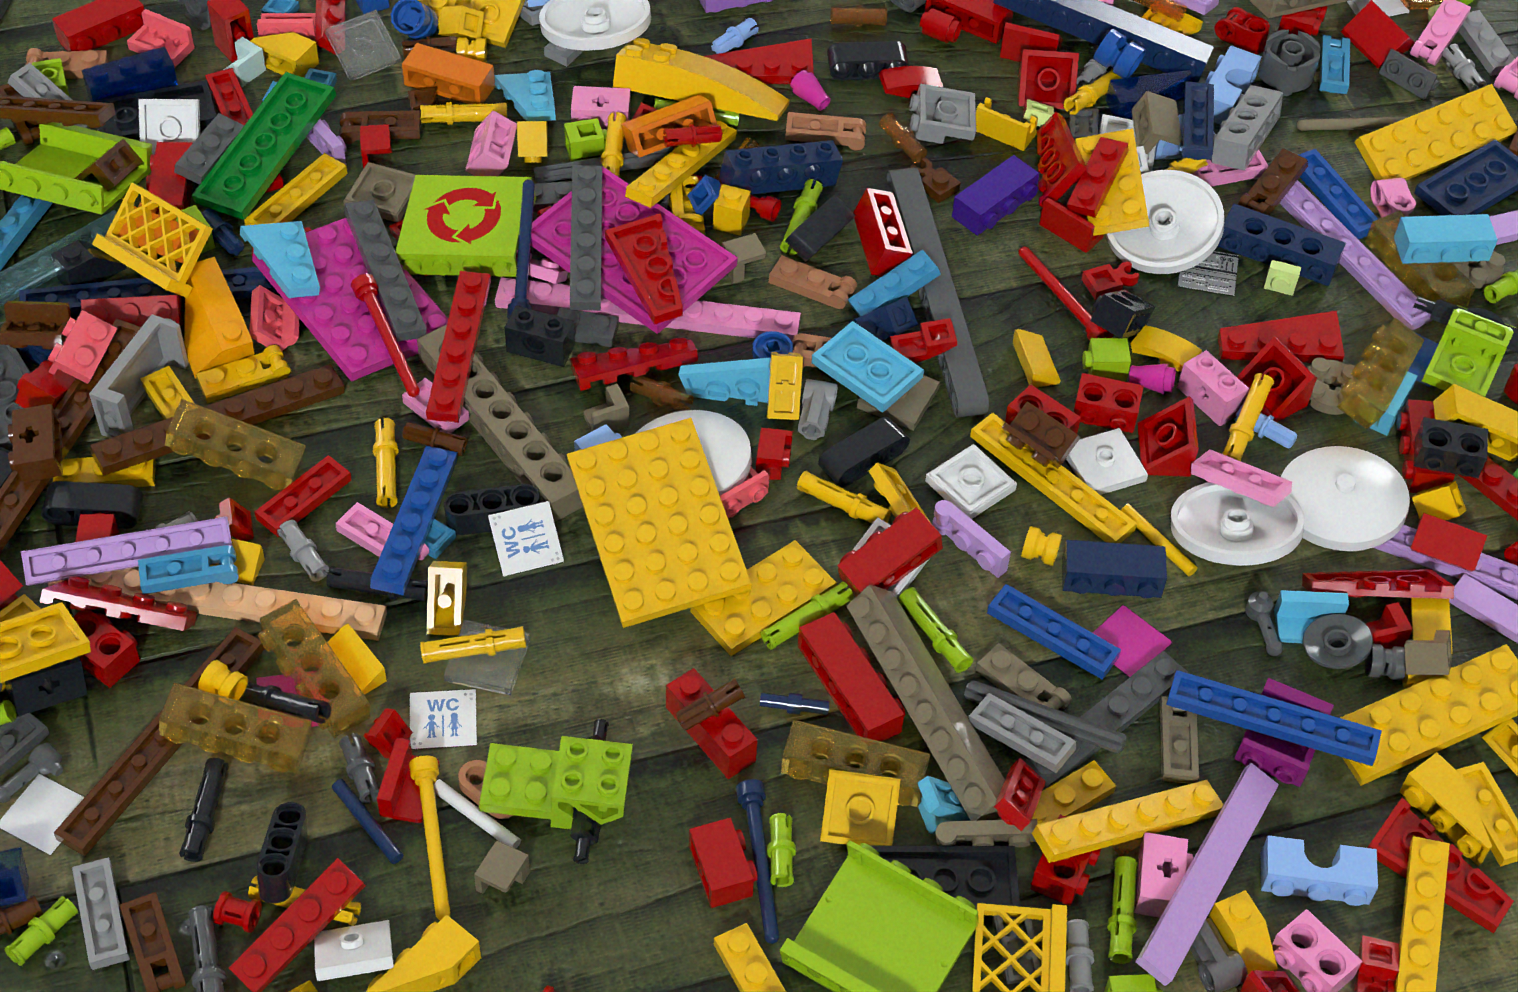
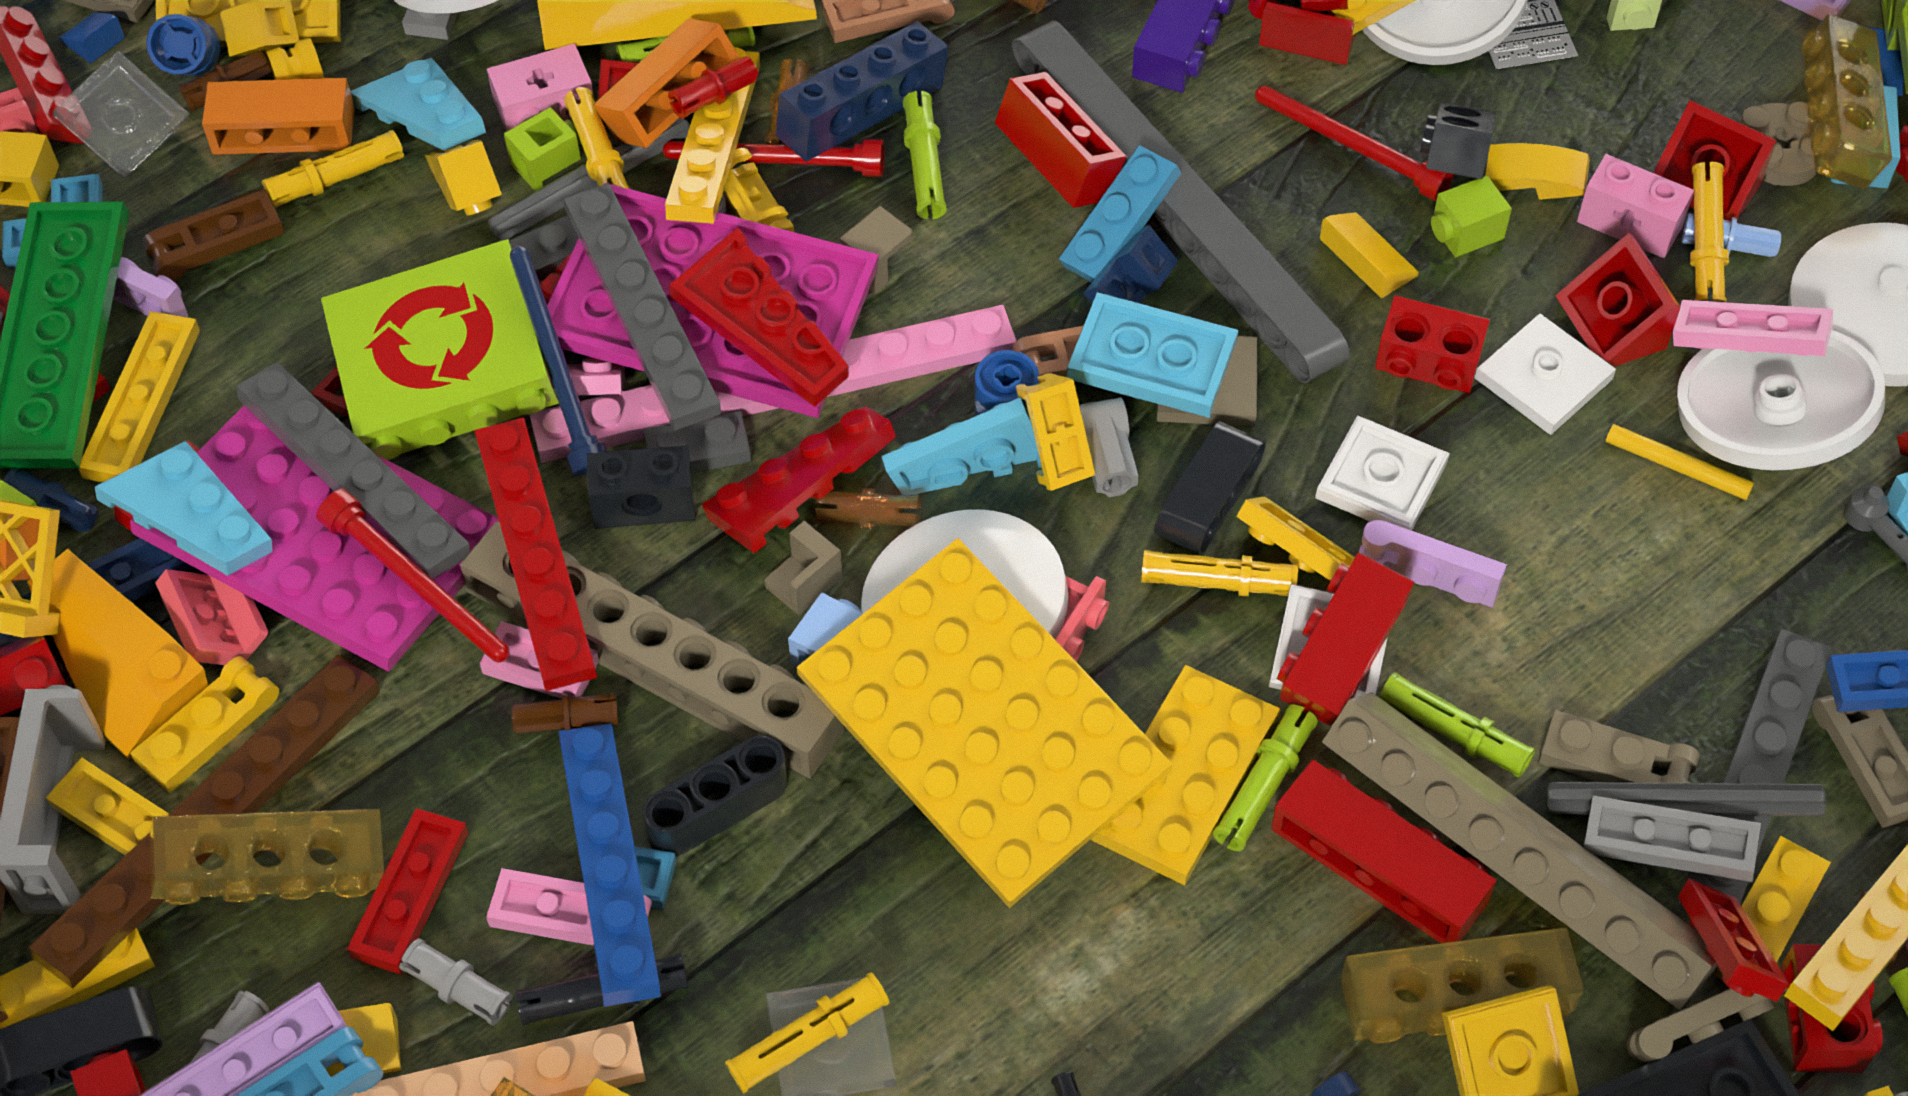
camera: 20 degrees left, 5 degrees up
(238, 518) = (326, 967): red tile -> none
(374, 140) = (221, 264): red panel -> none
(385, 186) = (273, 332): dark tan plate -> none
(385, 451) = (500, 766): yellow pin -> none
(422, 97) = (253, 168): reddish brown tile -> none
(446, 597) = (721, 969): yellow slope -> none
(491, 146) = (410, 210): bright pink brick -> none
(525, 538) = (791, 823): white sticker -> none
(704, 194) = (773, 172): blue slope -> none
(710, 704) = (1229, 989): reddish brown axle -> none
(721, 737) = (1224, 1009): red brick -> none
(731, 209) = (820, 180): yellow brick -> none
(774, 451) = (1082, 540): red brick -> none
(794, 703) = (1320, 924): dark blue bar -> none
(812, 282) = (993, 250): nougat plate -> none
(820, 228) = (966, 163): black beam -> none
(931, 340) = (1218, 282): red slope -> none
(937, 183) = (1090, 28): reddish brown plate -> none
(939, 803) = (1615, 1001): medium azure slope -> none
(1038, 545) = (1530, 536): yellow wheel -> none
(1041, 435) = (1453, 369): reddish brown bracket -> none
(1054, 631) = (1620, 660): blue plate -> none
(1057, 484) = (1493, 428): yellow plate -> none
(1106, 279) = (1403, 98): red plate -> none
(1108, 402) = (1506, 280): red brick -> none
(1114, 568) = (1650, 532): dark blue brick -> none
(1134, 637) = (1720, 633): dark pink sticker -> none
(1154, 377) = (1545, 219): dark pink cone -> none
(1304, 336) = (1714, 75): red wing -> none

